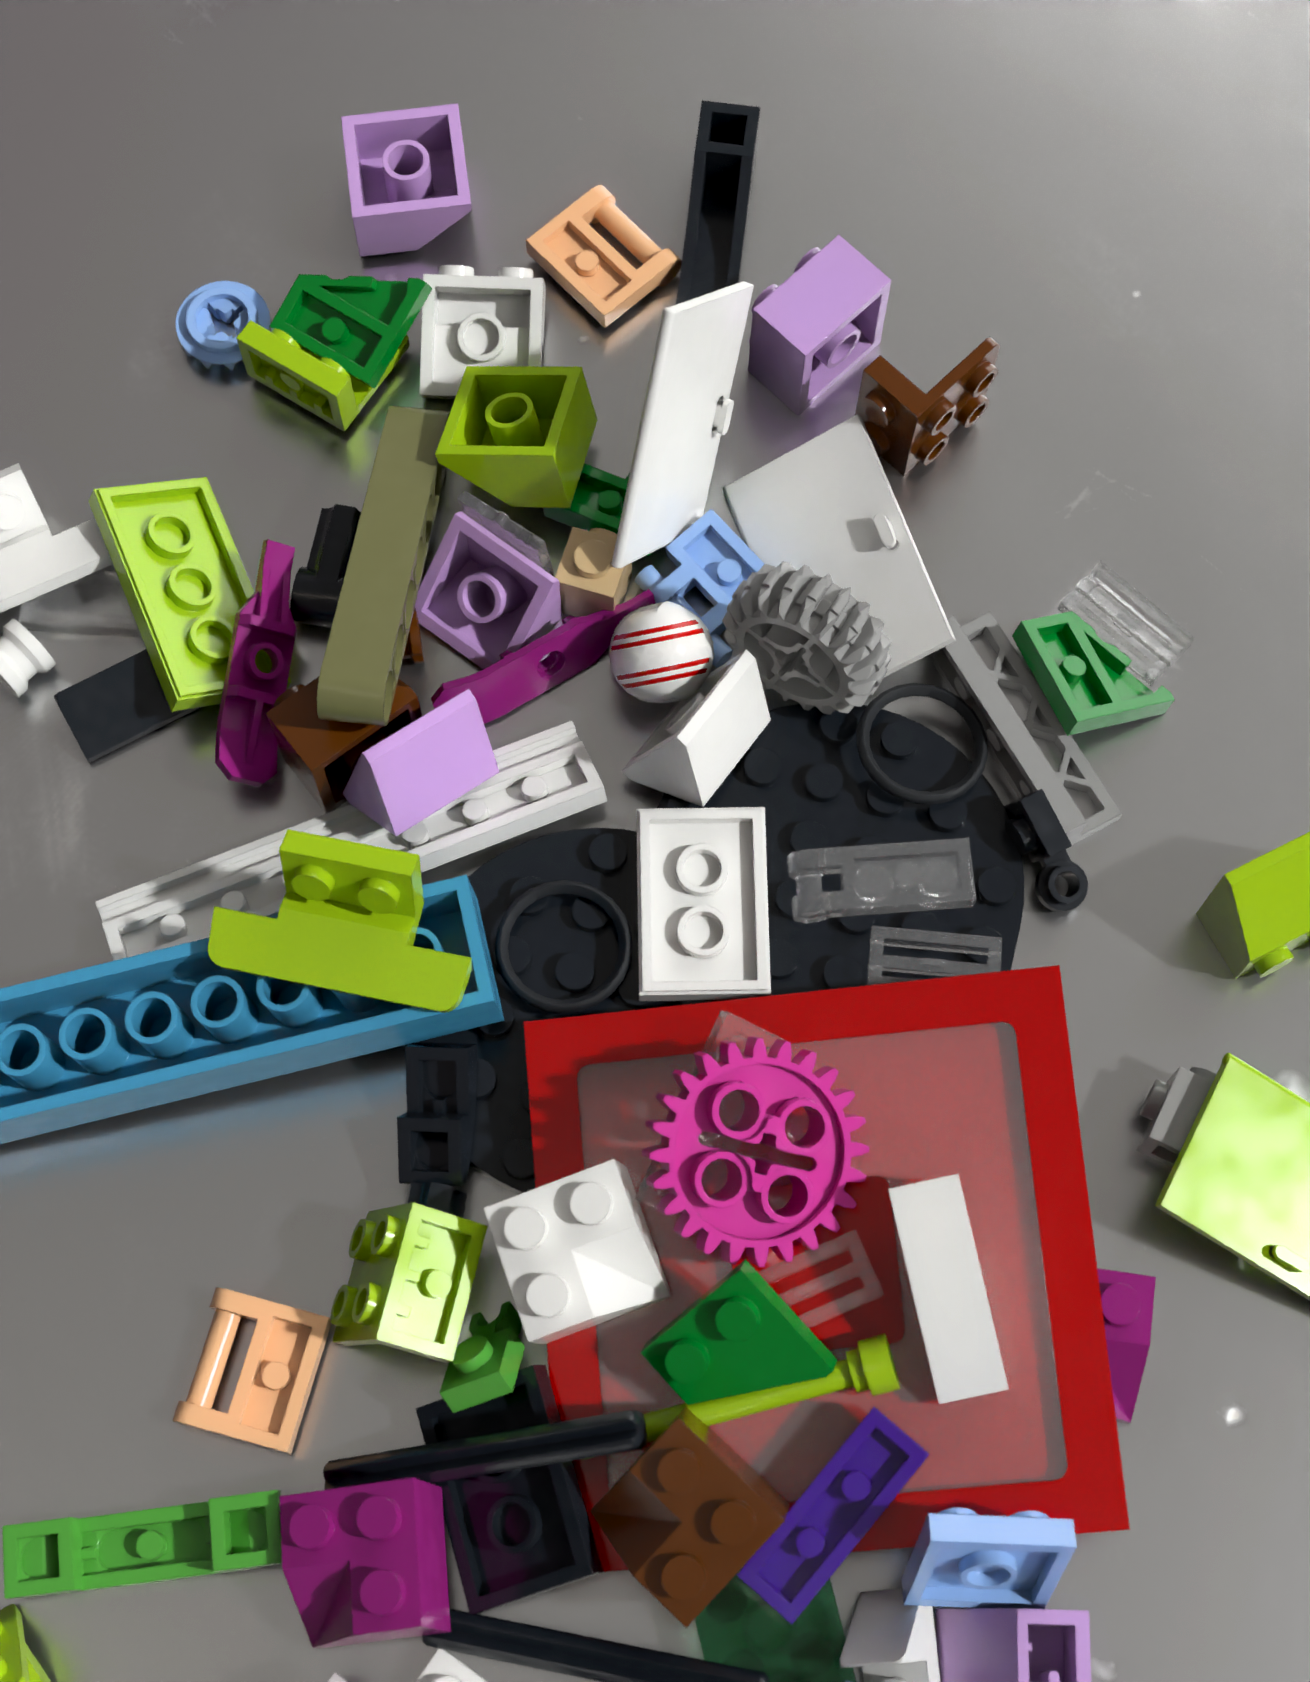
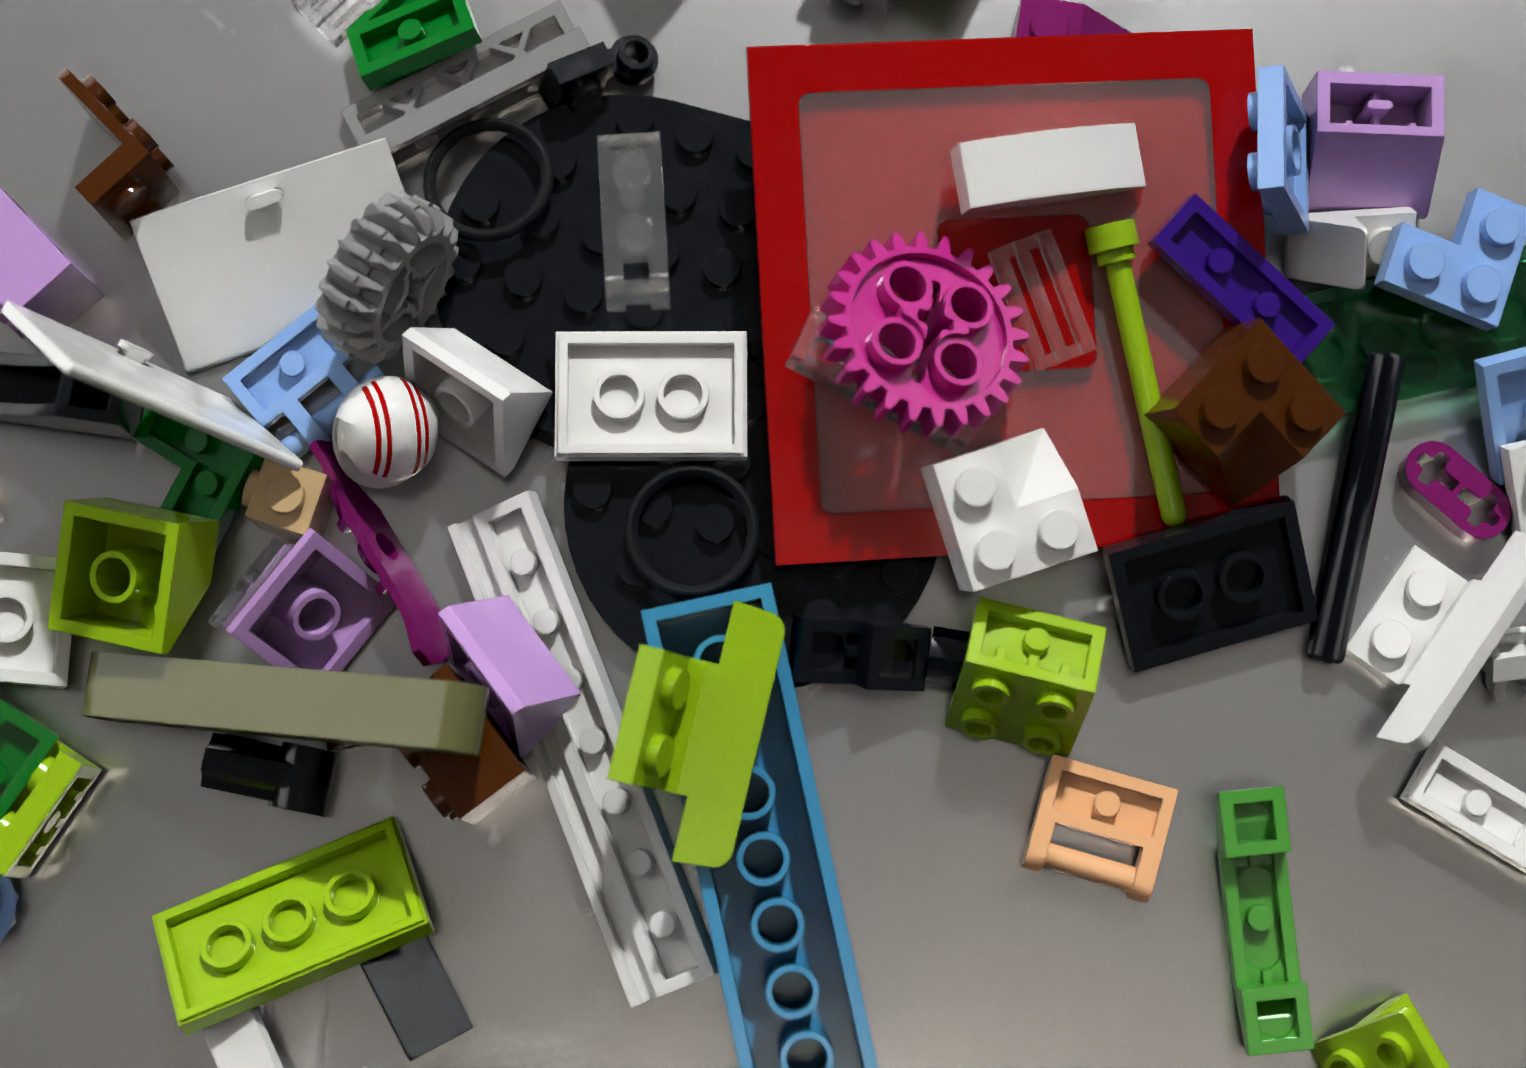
camera: 90 degrees left, 10 degrees up
(244, 736) = (418, 848): magenta piece -> none
(367, 1561) = (1281, 709): magenta slope -> none
(486, 1362) = (1100, 598): bright green plate -> none
(495, 1451) = (1188, 599): black axle -> none
(736, 1342) = (1093, 363): green wing -> none
(928, 940) = (712, 230): clear tile -> none

